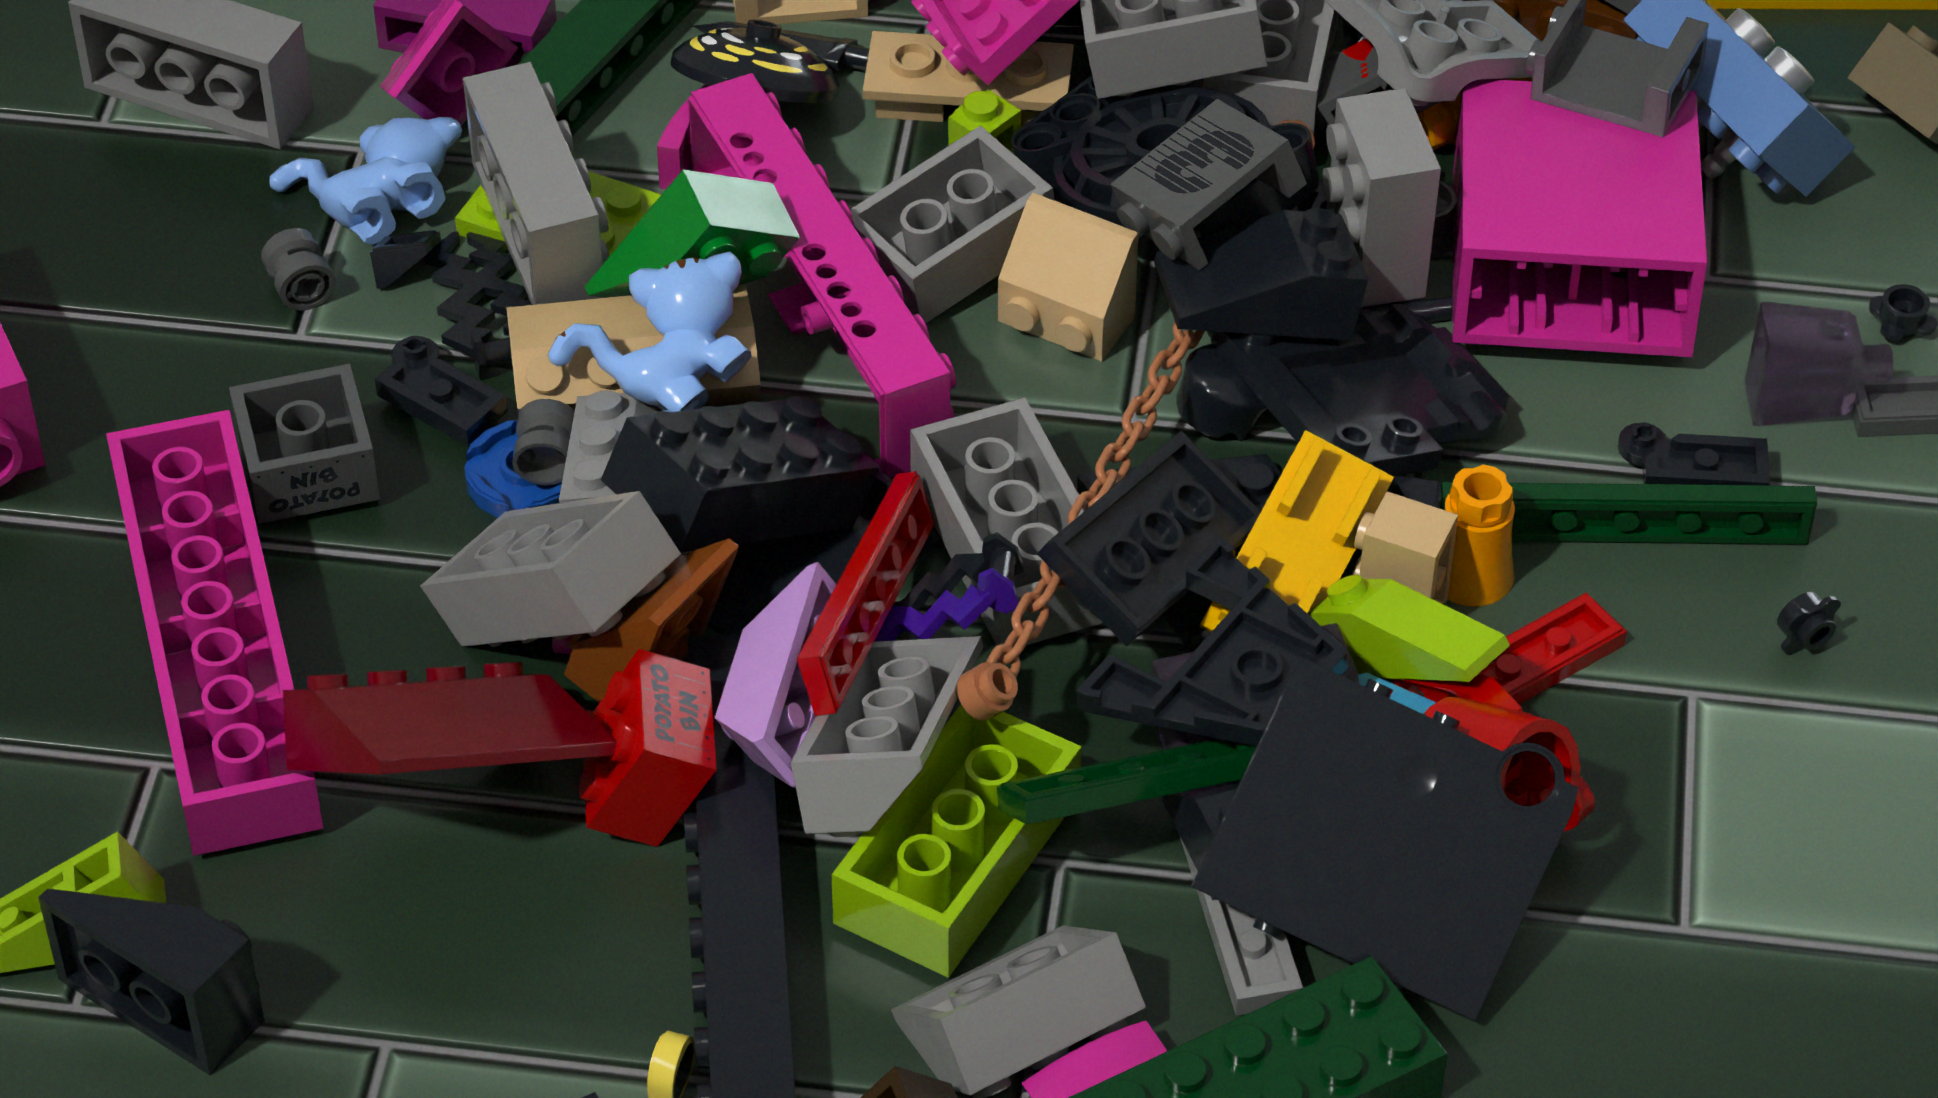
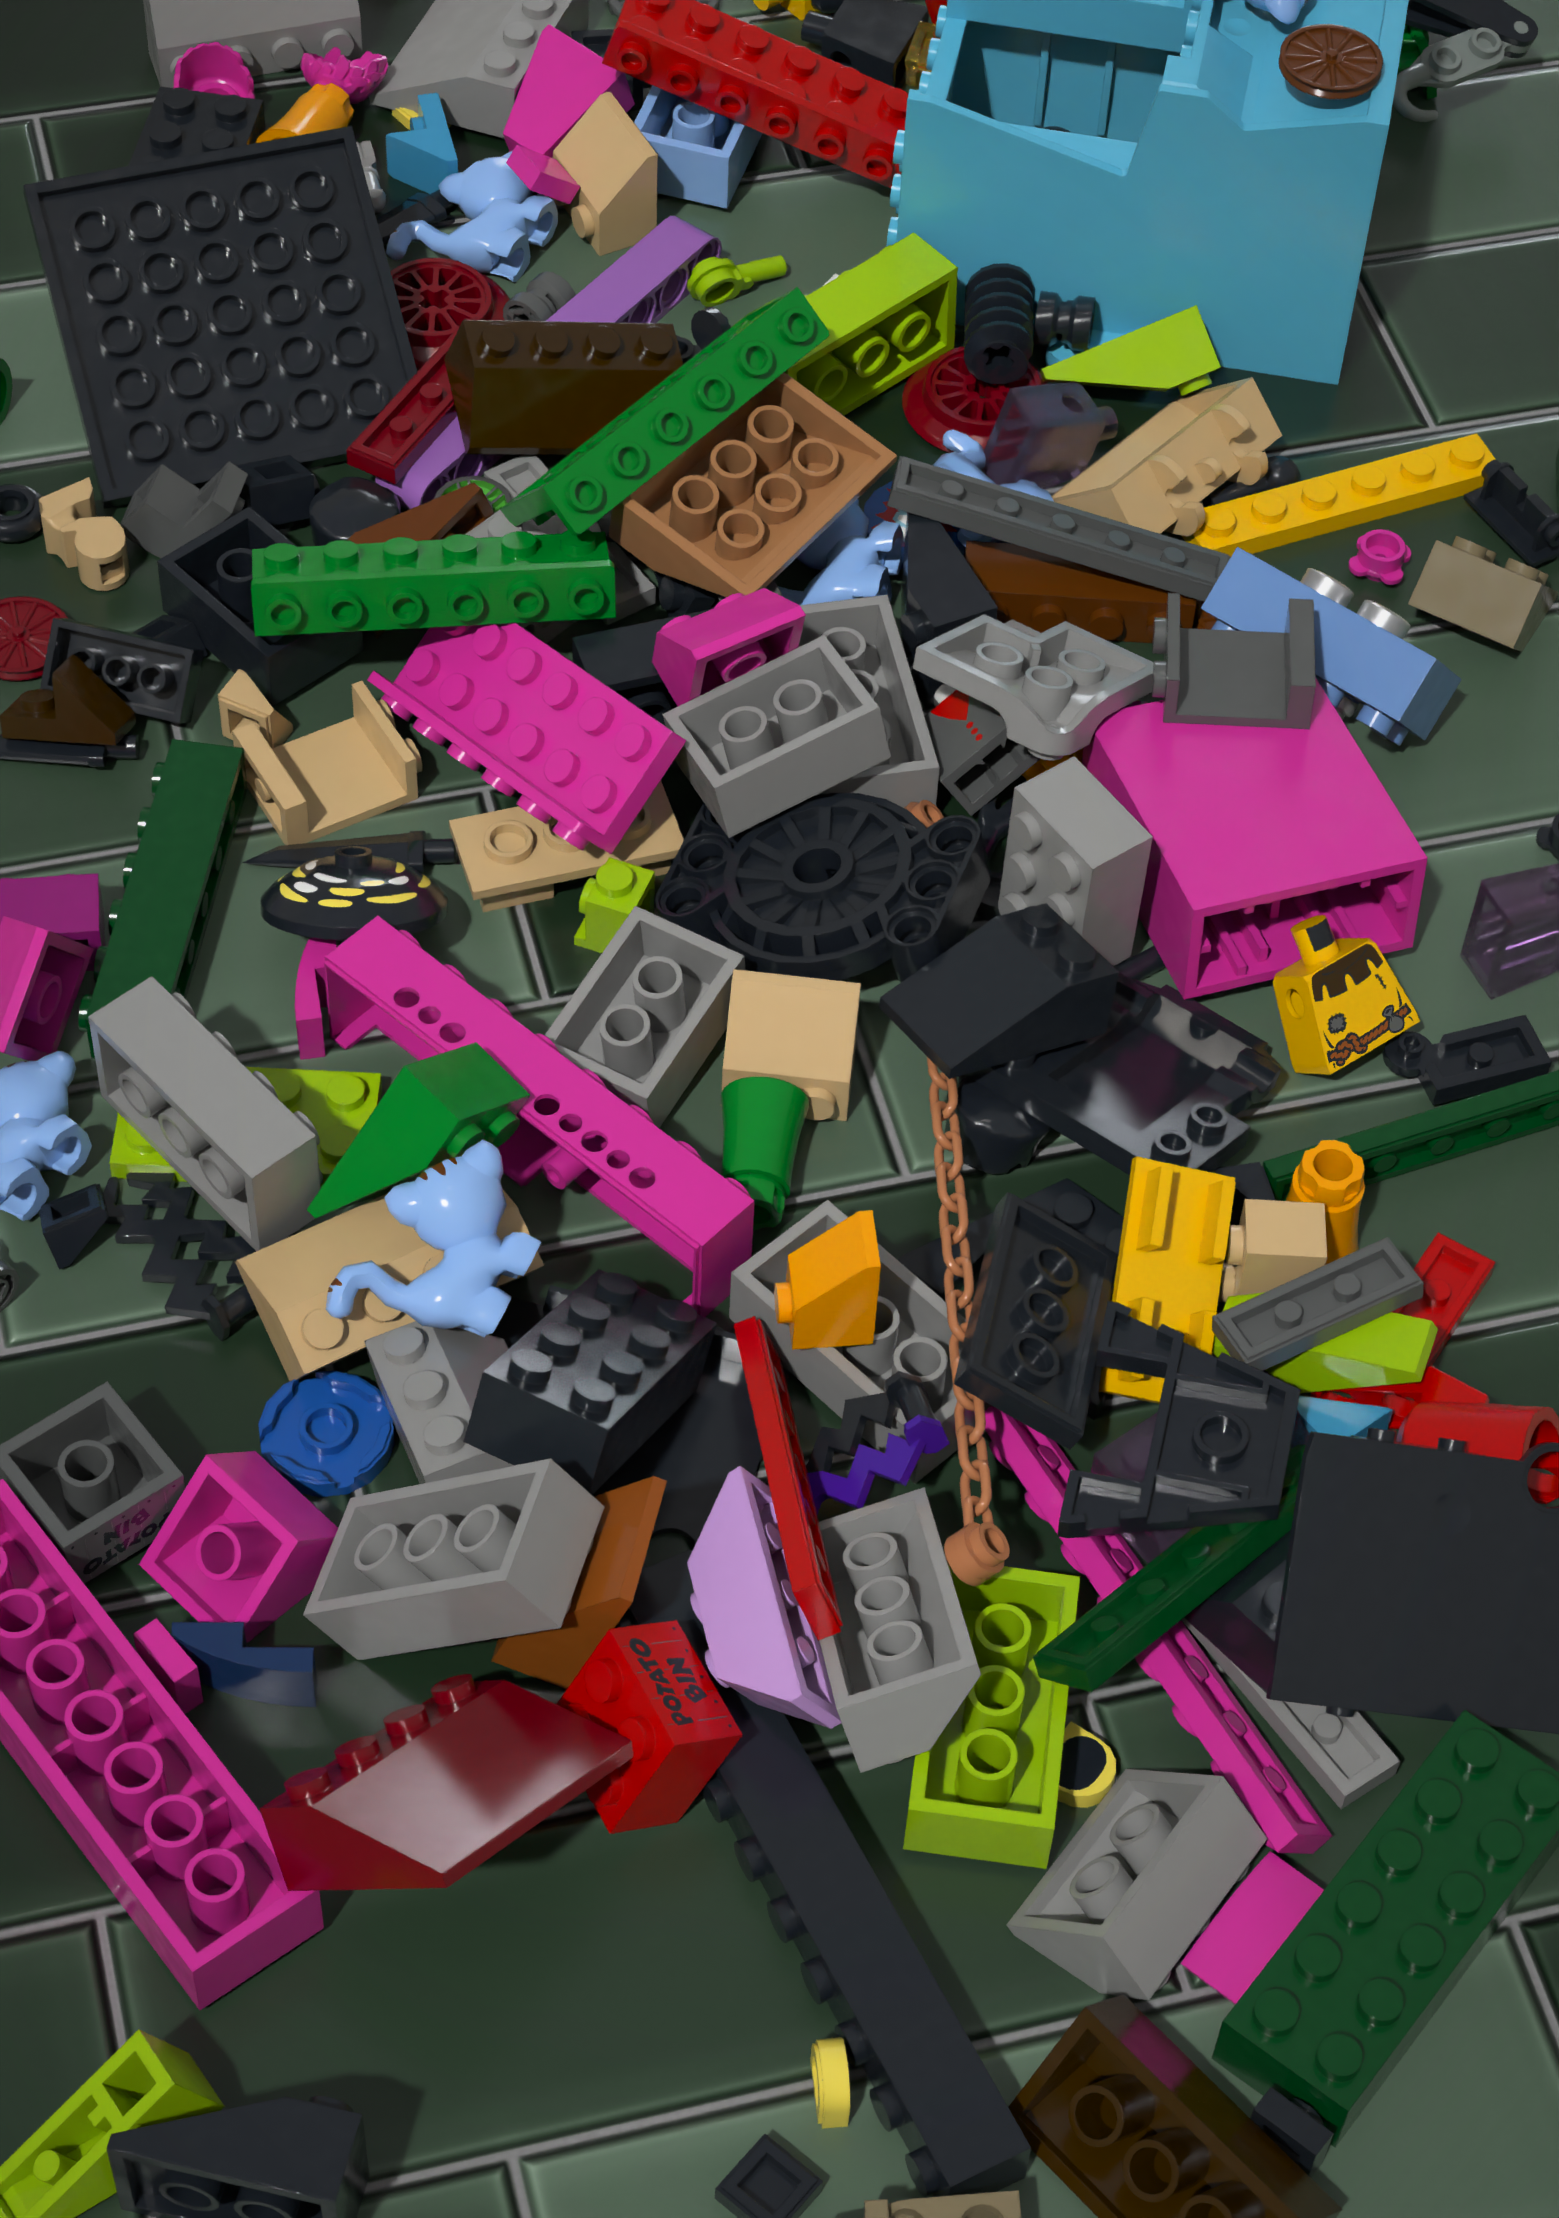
camera: 25 degrees left, 5 degrees up
(298, 597) = (169, 1664): none -> dark pink tile
(374, 626) = (252, 1673): none -> dark blue slope
(401, 523) = (240, 1543): none -> dark pink slope
(438, 391) = (193, 1372): black hinge -> none
(542, 441) = (348, 1395): dark grey wheel -> none
(976, 454) = (832, 1287): none -> light orange slope
(1005, 349) = (761, 1141): none -> green plant
(1023, 912) = (1086, 1768): none -> tile
(1149, 863) = (1175, 1659): none -> dark pink plate
(1198, 173) = (907, 909): dark grey panel -> none
(1407, 594) = (1318, 1306): none -> dark grey tile
(1588, 372) = (1337, 999): none -> yellow torso
(1849, 36) = (1380, 557): none -> dark pink plate

